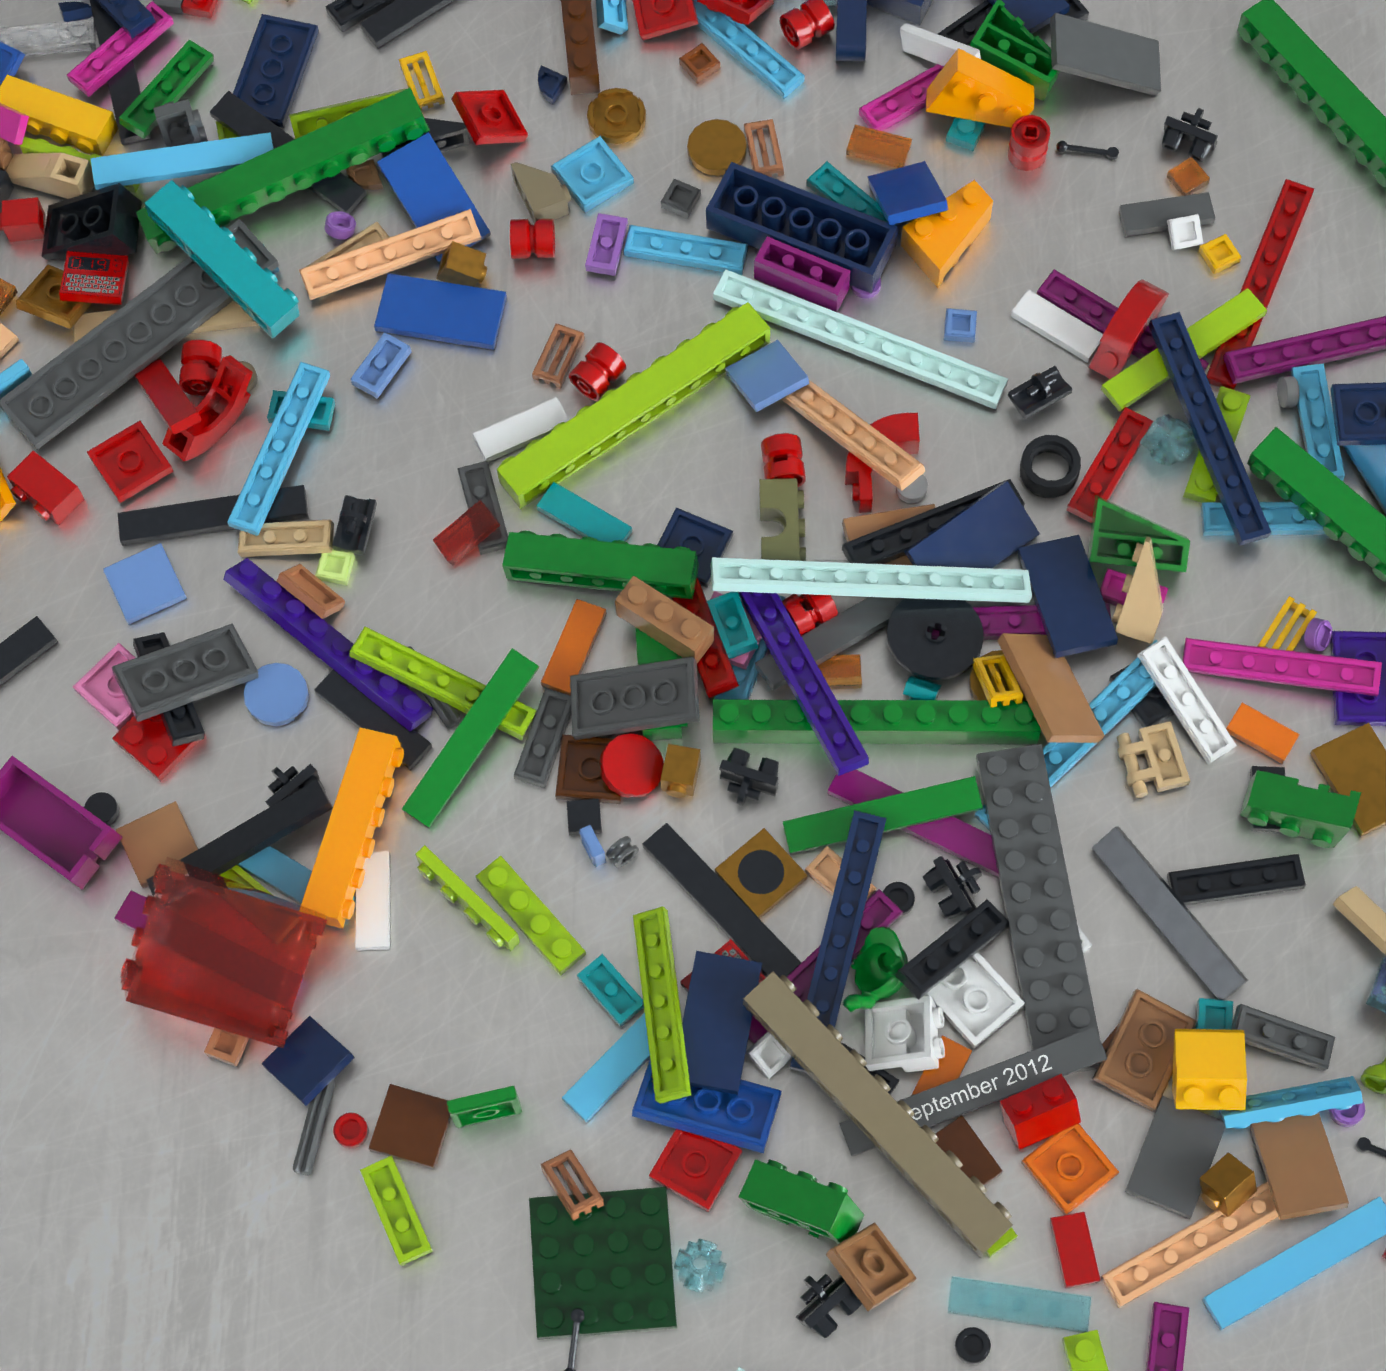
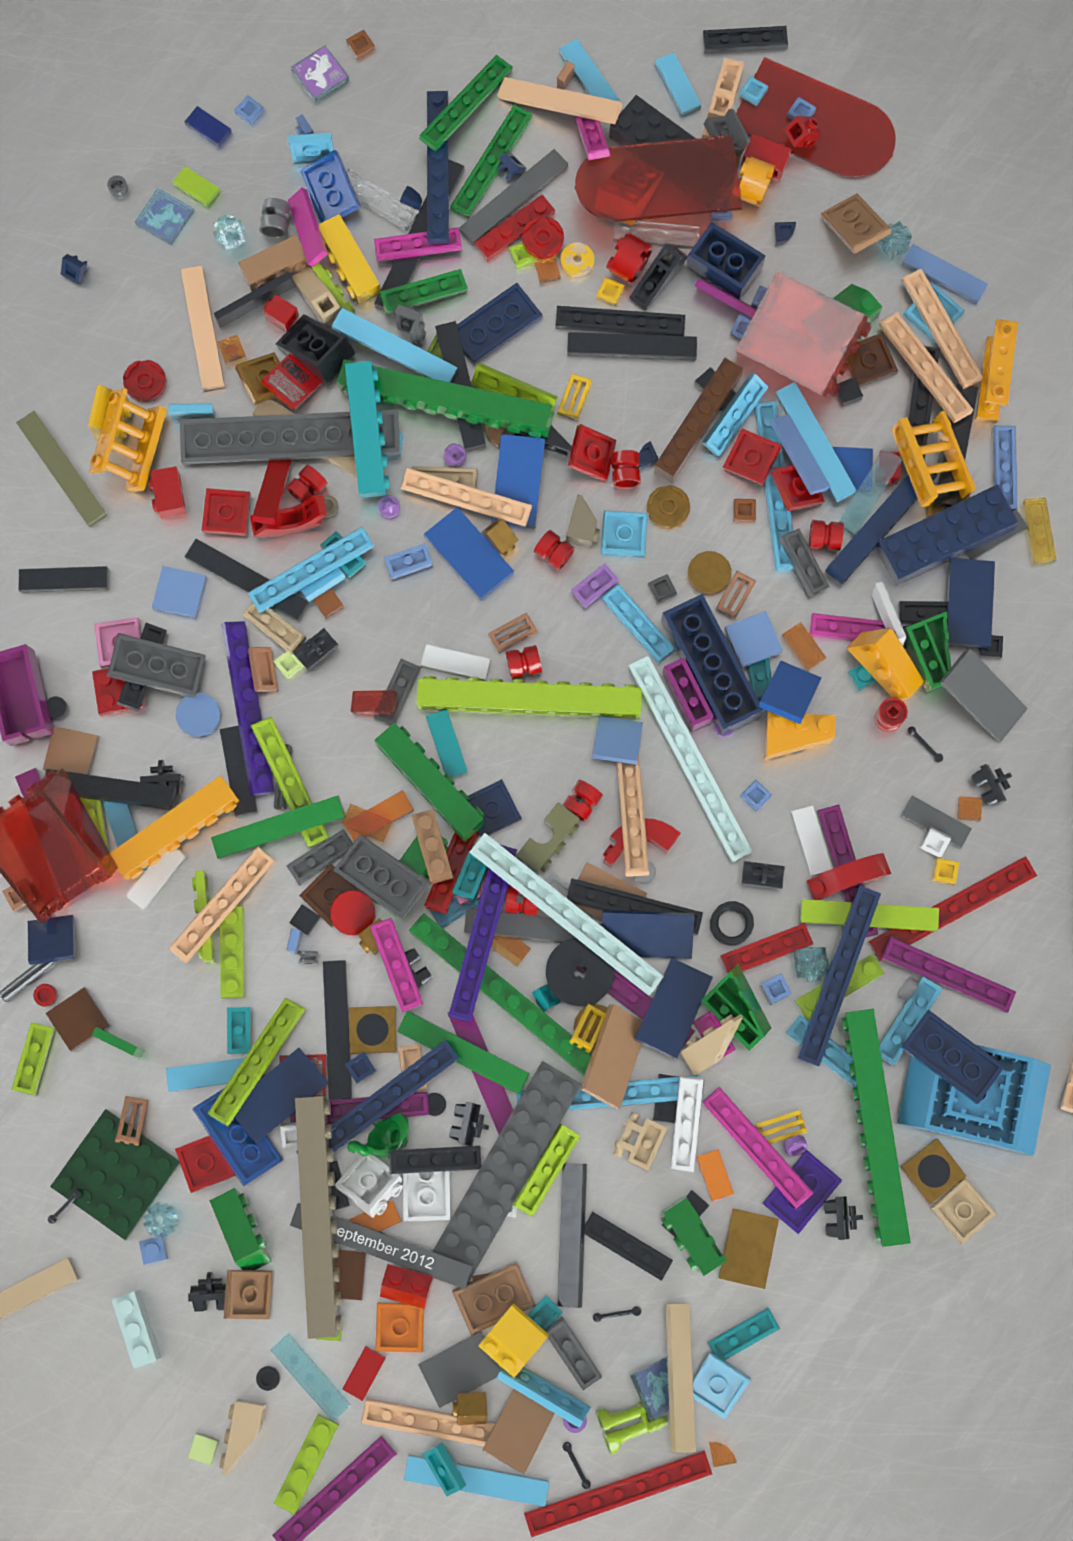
camera: 35 degrees right, 10 degrees up
(304, 456) = (322, 584): none -> medium azure tile
(311, 328) = (389, 507): none -> medium lavender tile
(326, 472) = (328, 603): none -> dark orange tile
(477, 867) = (221, 904): none -> light nougat tile
(539, 107) = (625, 469): none -> red wheel
(567, 660) = (367, 823): none -> clear orange tile
(718, 1311) = (153, 1250): none -> medium blue plate
(731, 776) = (396, 965): none -> dark pink tile
(784, 919) = (360, 1067): none -> dark blue tile
(807, 65) = (804, 562): none -> dark grey tile
(823, 170) = (753, 639): none -> medium blue tile
(1082, 868) = (546, 1170): none -> lime plate
(1154, 496) = (776, 988): none -> medium blue plate
(1258, 1274) = (444, 1469): none -> teal plate
(1305, 941) = (635, 1311): none -> black hinge

